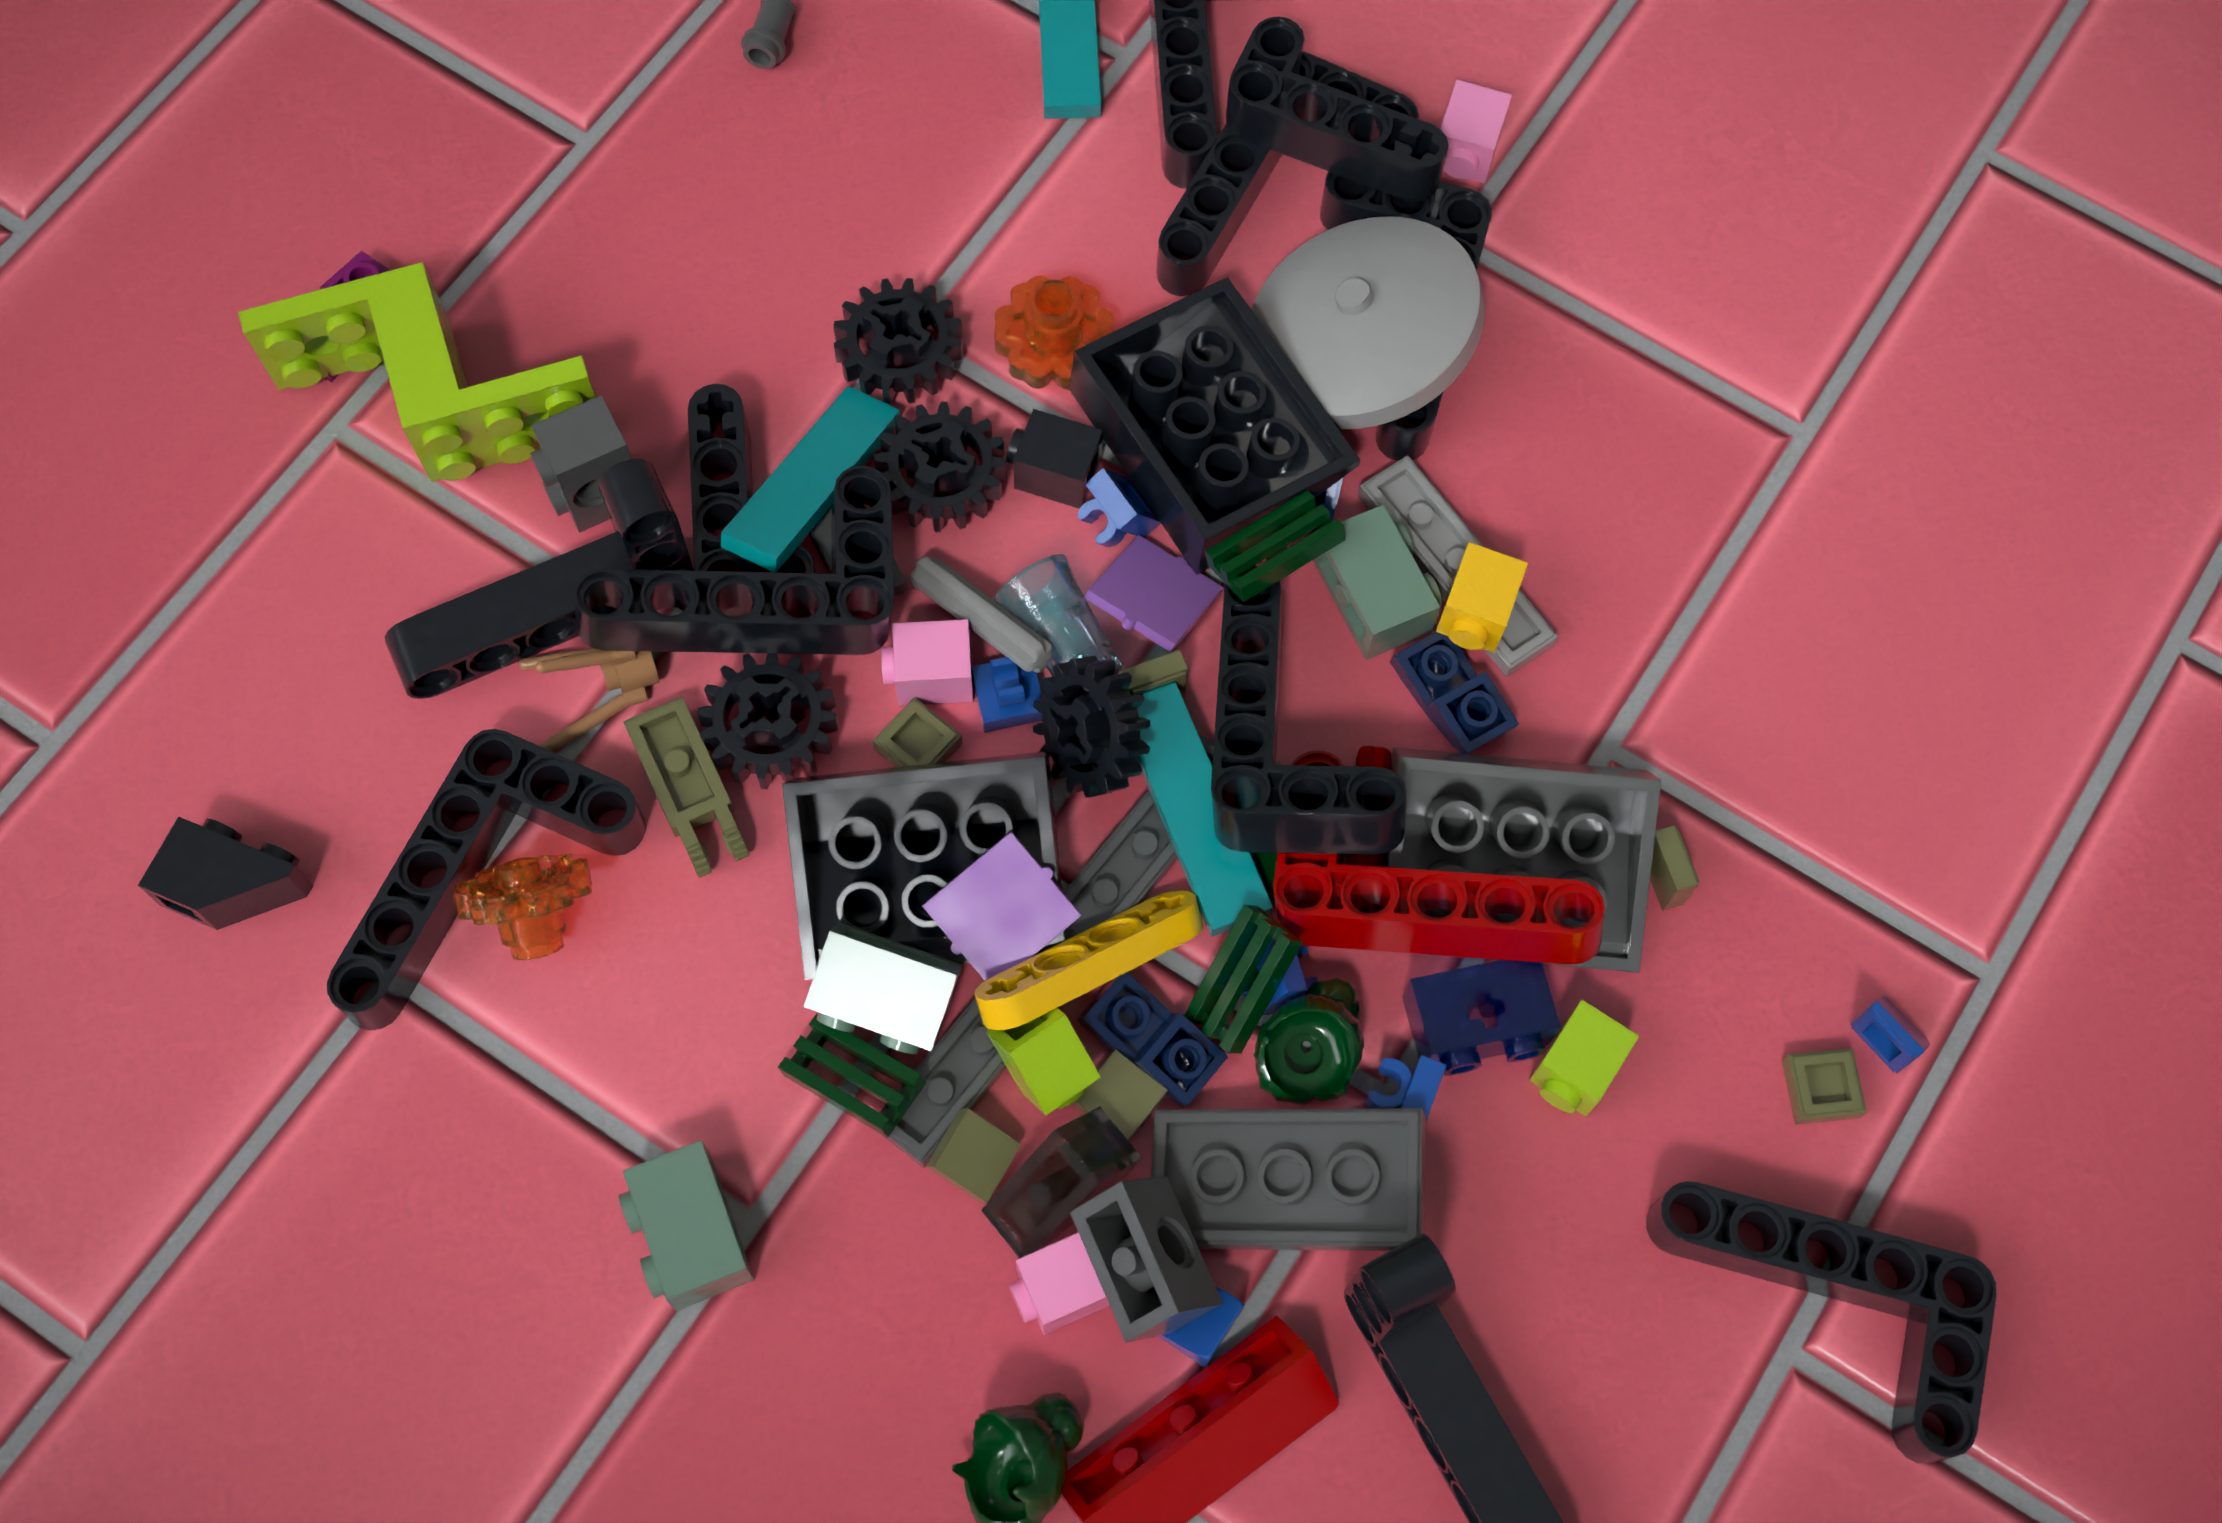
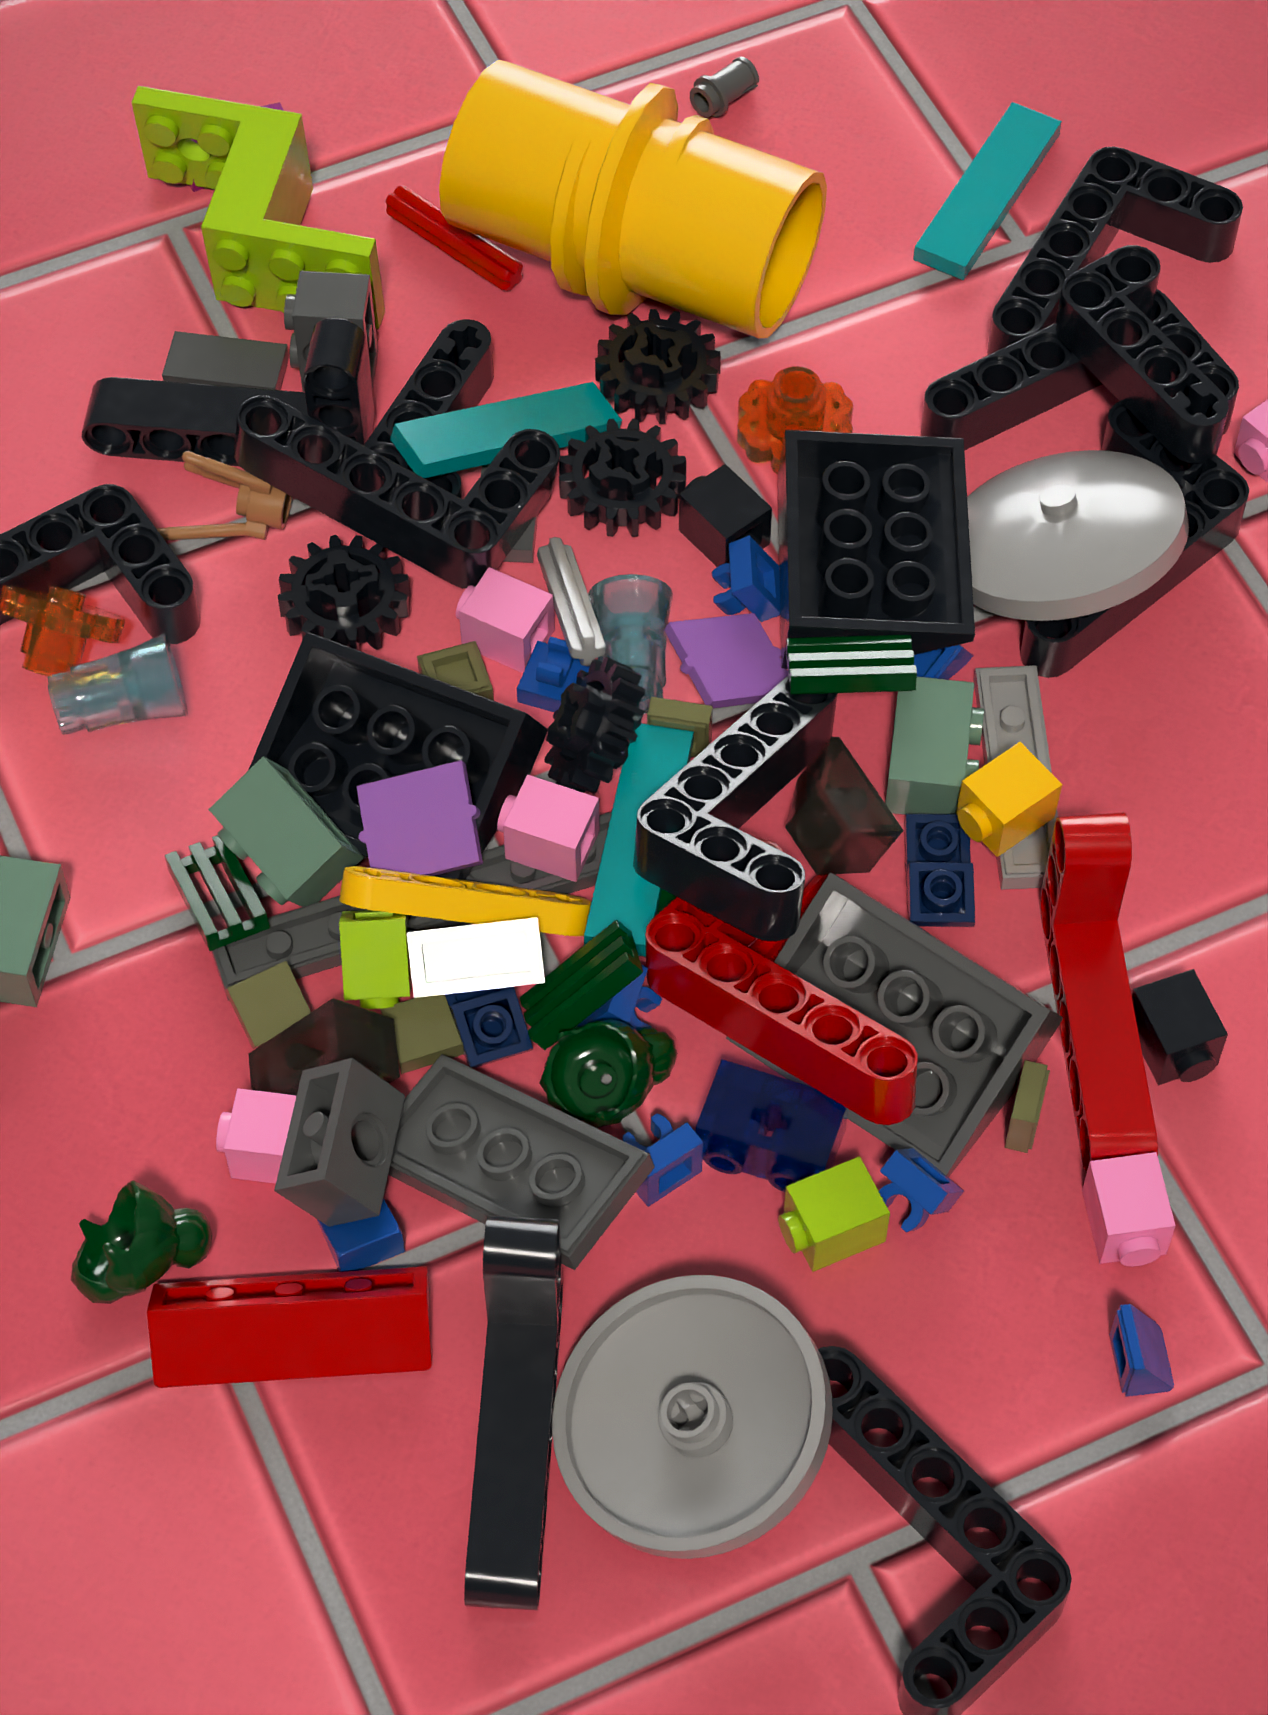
camera: 35 degrees right, 10 degrees down
(491, 546) = (225, 361): none -> dark grey tile
(620, 306) = (460, 244): none -> red axle
(624, 929) = (119, 689): none -> clear light blue plant
(684, 779) = (246, 609): olive hinge -> none
(789, 192) = (632, 199): none -> yellow piece
(1115, 845) = (549, 827): none -> bright pink brick
(1138, 1007) = (476, 957): none -> tile
(1341, 686) = (839, 814): none -> clear smoke slope
(1601, 1320) = (692, 1416): none -> light grey dish
(1633, 988) = (921, 1183): none -> blue tile
(1649, 730) = (1092, 988): none -> red beam
(1739, 727) = (1178, 1028): none -> black brick
(1807, 912) = (1128, 1209): none -> bright pink brick
(1824, 1086) = (1045, 1364): olive tile -> none

